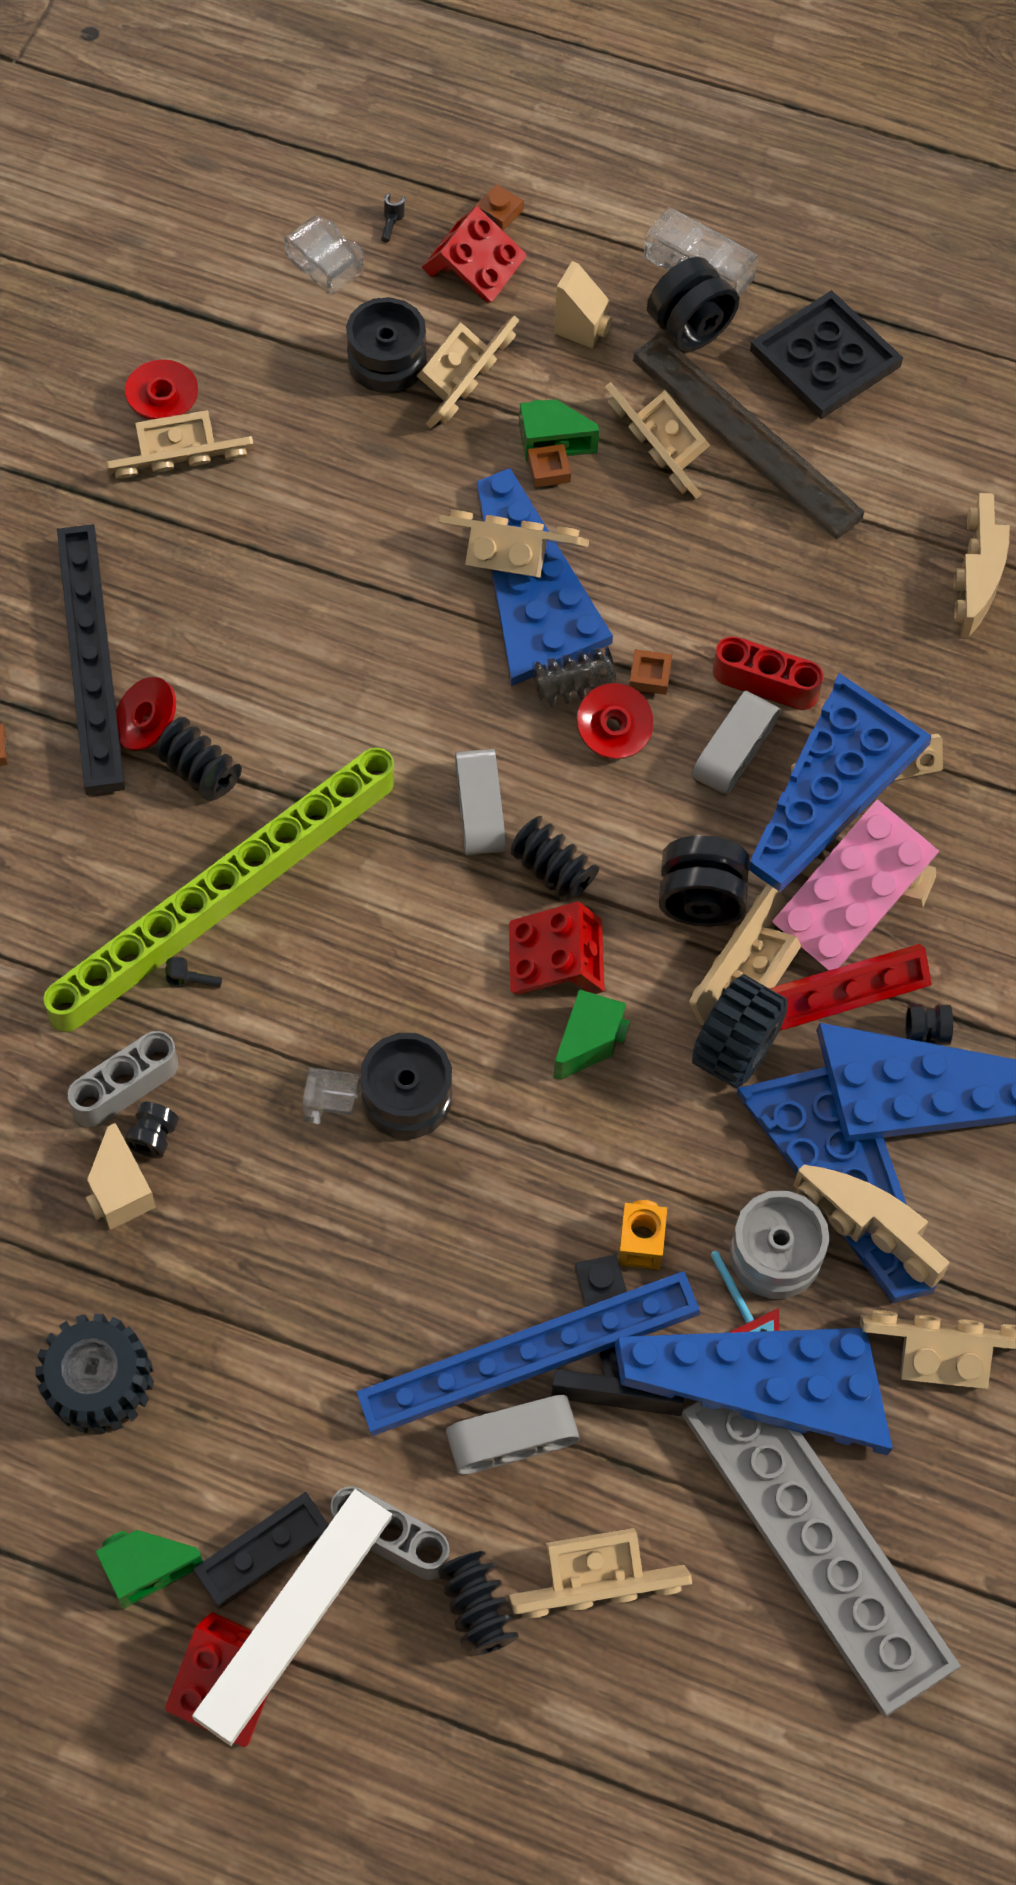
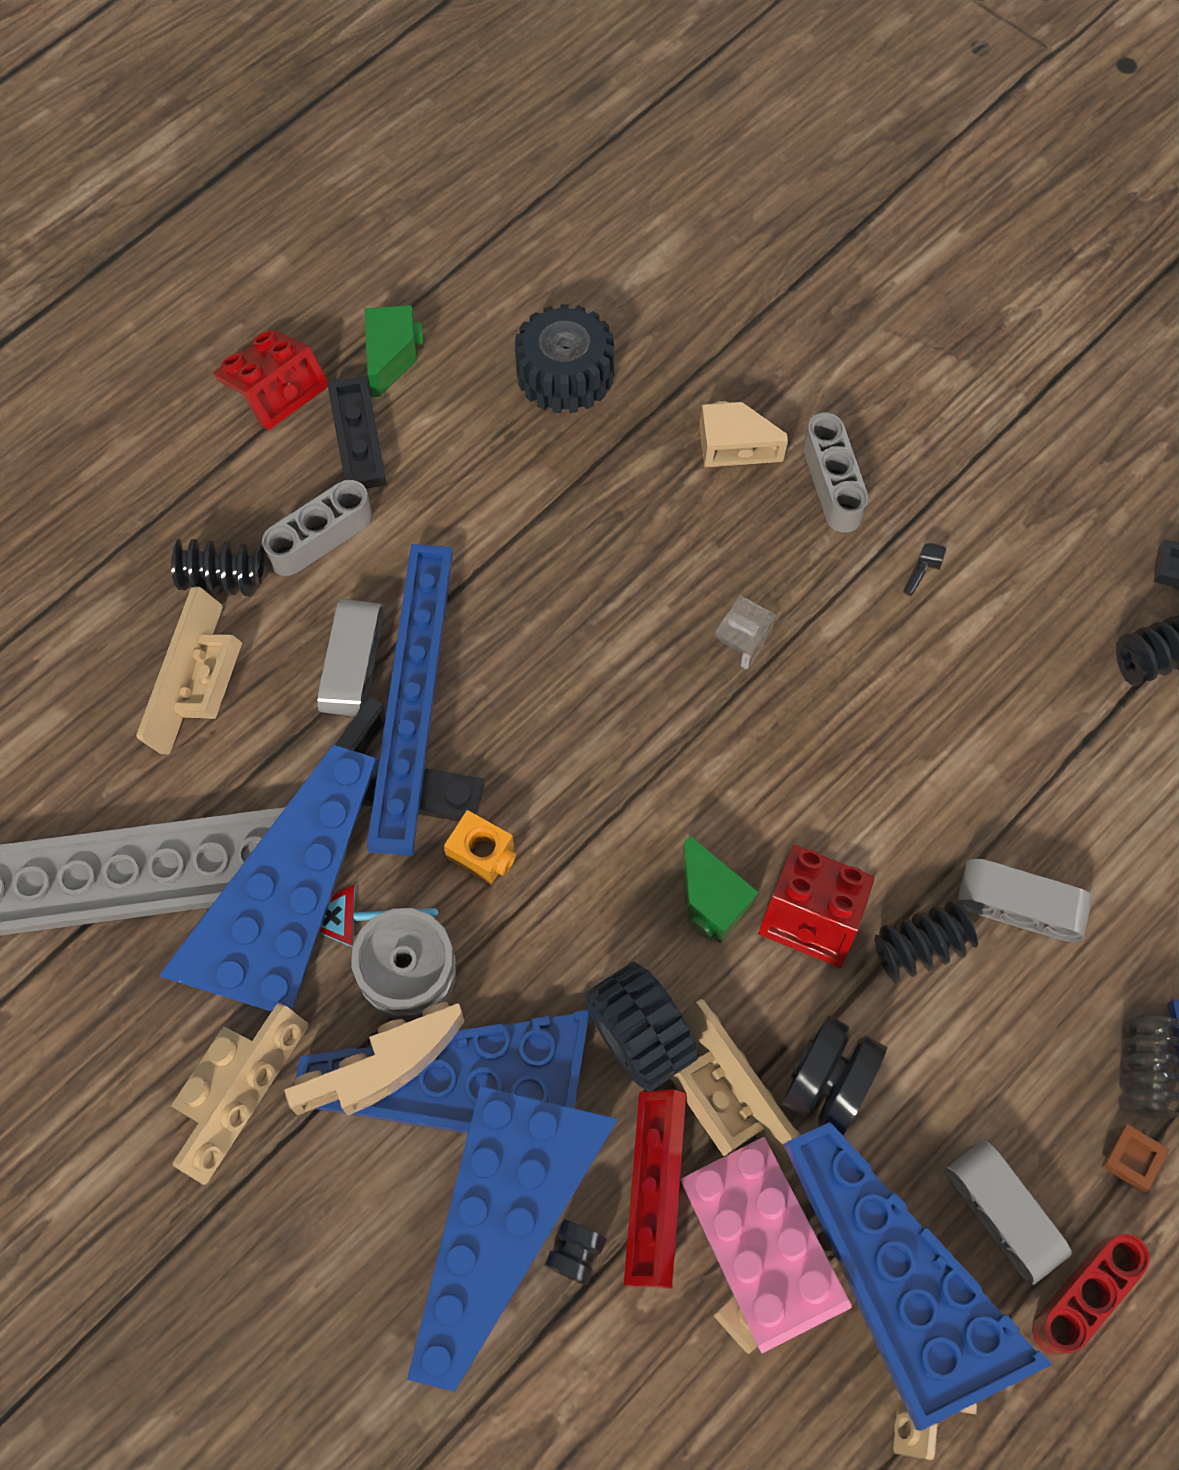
camera: 115 degrees right, 5 degrees up
(151, 1130) = (774, 477): black wheel -> none
(217, 903) = (1007, 641): lime beam -> none
(292, 1617) = (277, 415): white tile -> none
(406, 1085) = (723, 694): black wheel -> none
(620, 704) = (1084, 1060): red dish -> none

